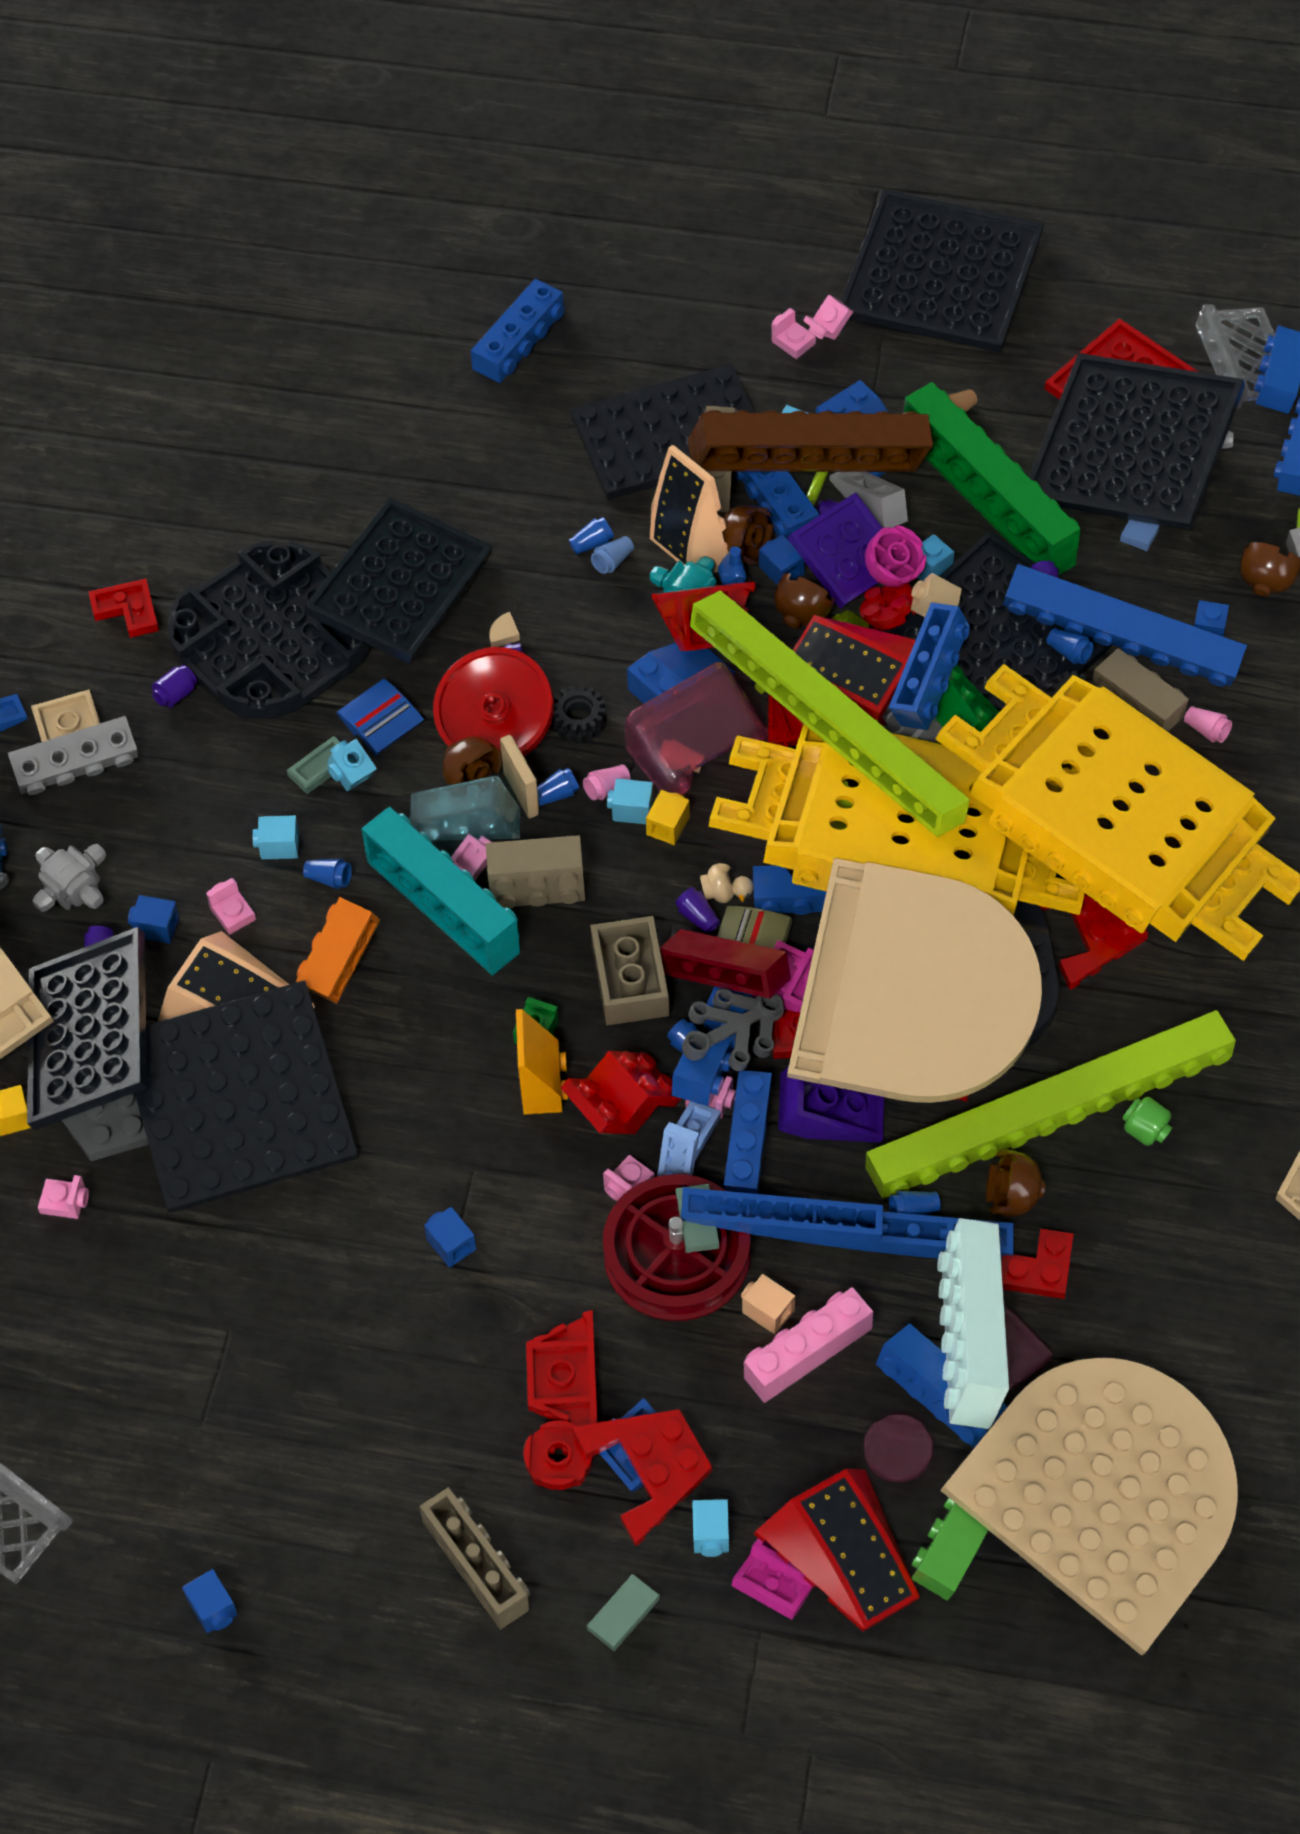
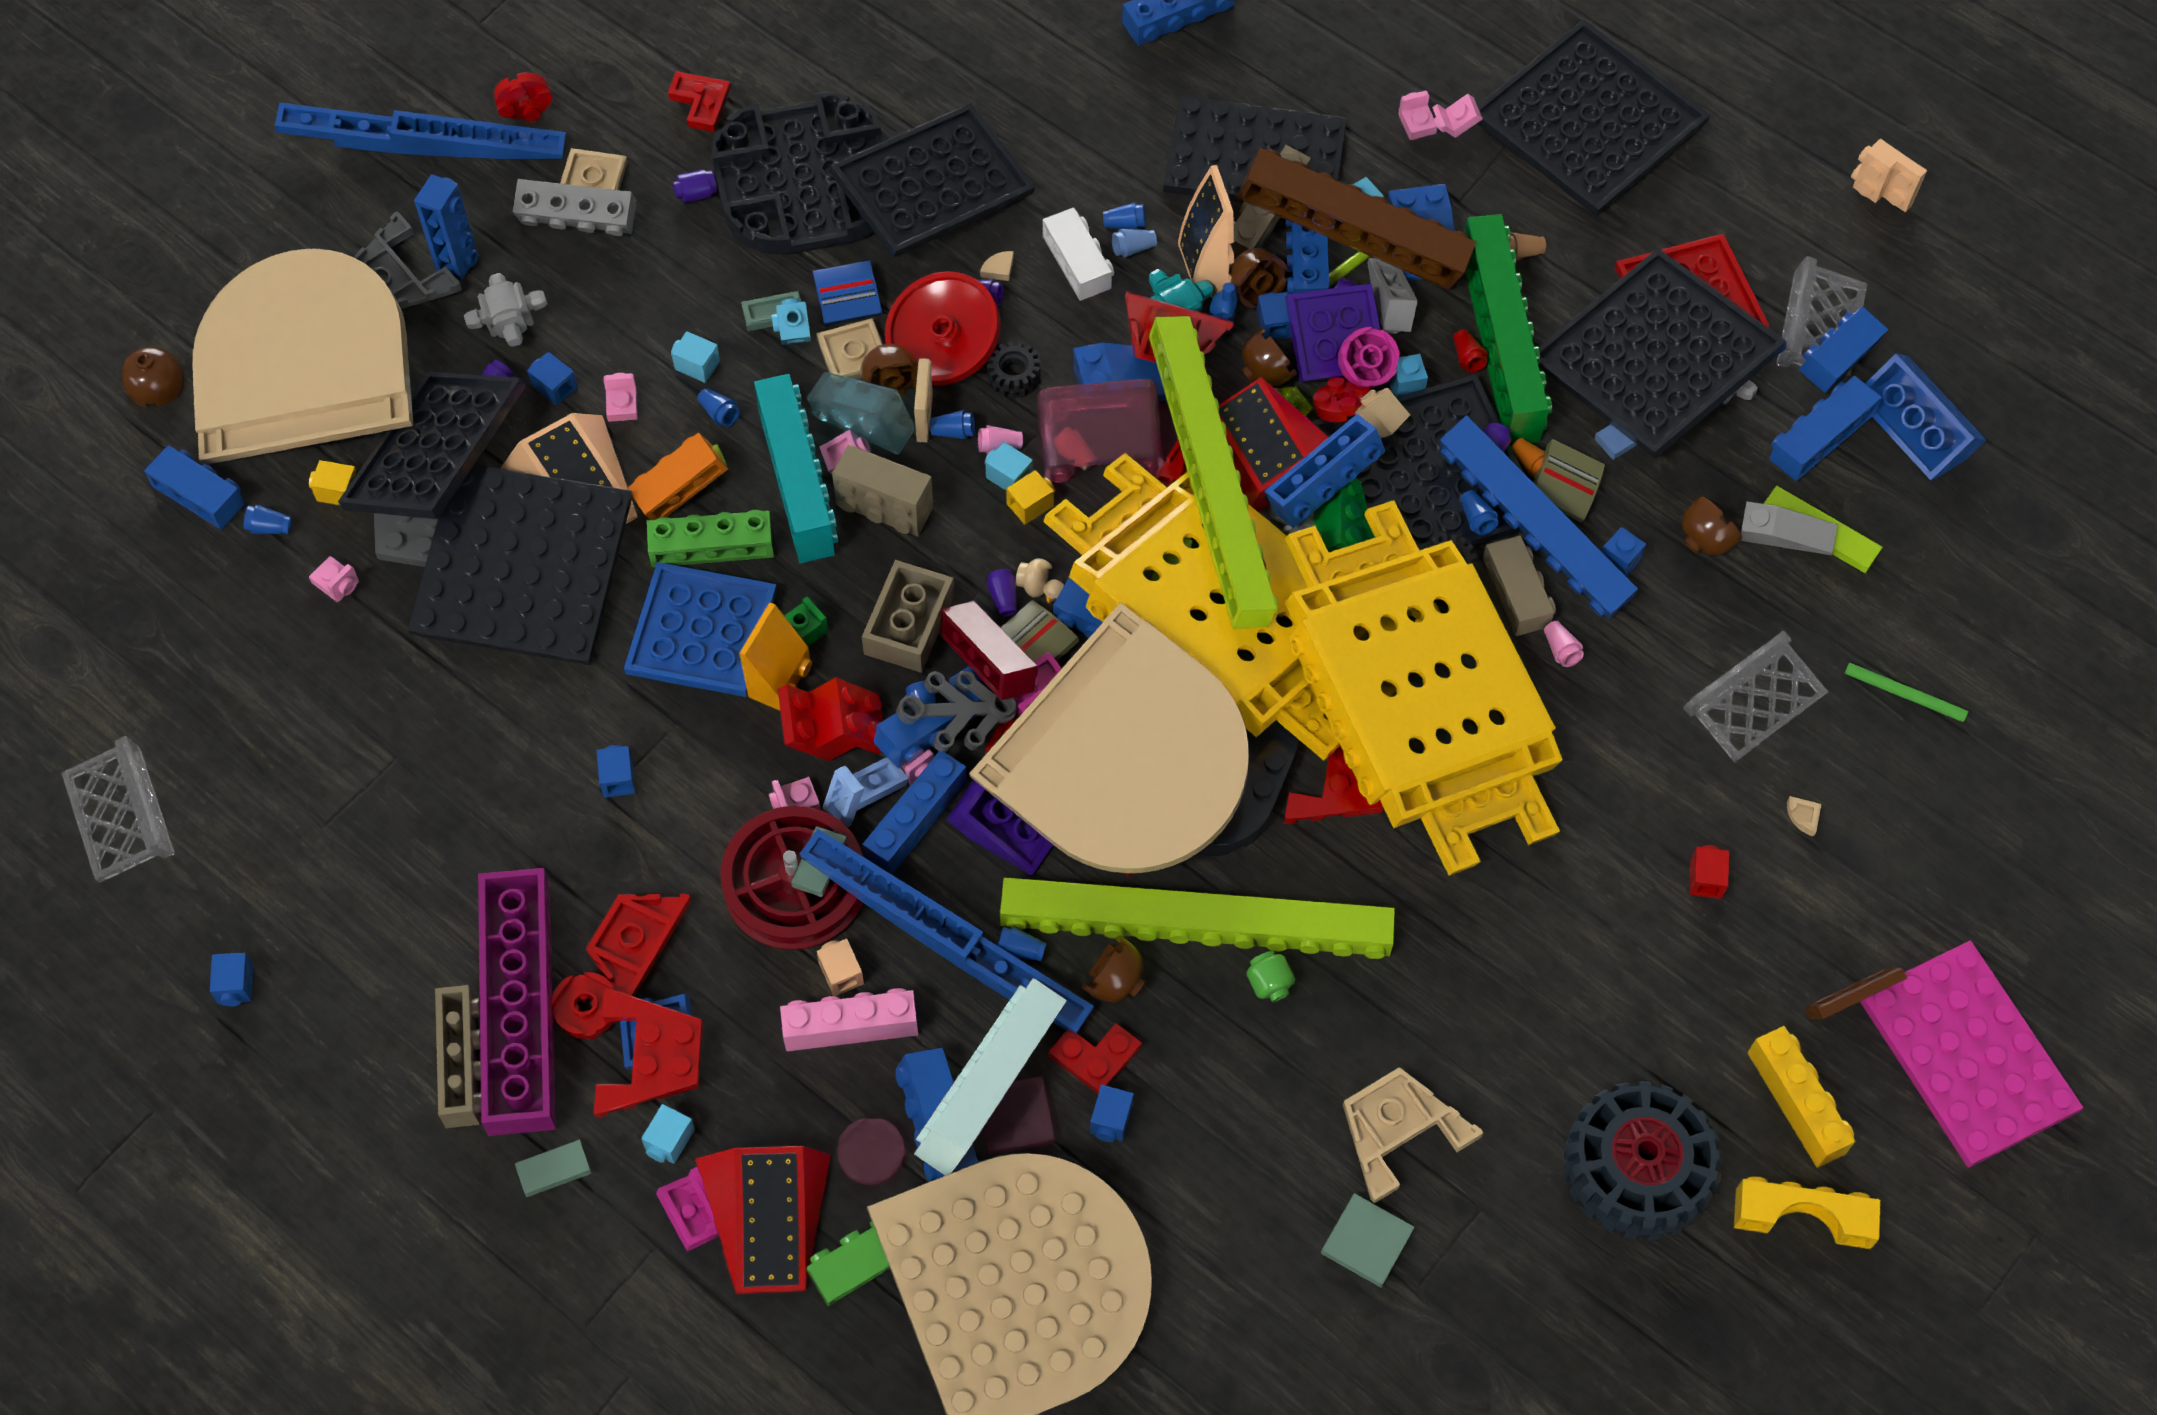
camera: 25 degrees right, 5 degrees up
(399, 990) = (710, 538): none -> bright green brick
(414, 764) = (847, 346): none -> tan tile
(444, 1075) = (696, 628): none -> blue plate
(497, 1482) = (516, 1002): none -> magenta brick
(569, 587) = (1077, 253): none -> white brick
(969, 515) = (1470, 353): none -> red cone
(1083, 577) = (1528, 455): none -> orange cone
(1088, 1306) = (1111, 1114): none -> blue brick
(1126, 579) = (1569, 479): none -> olive slope
(1227, 208) = (1888, 175): none -> light nougat plate

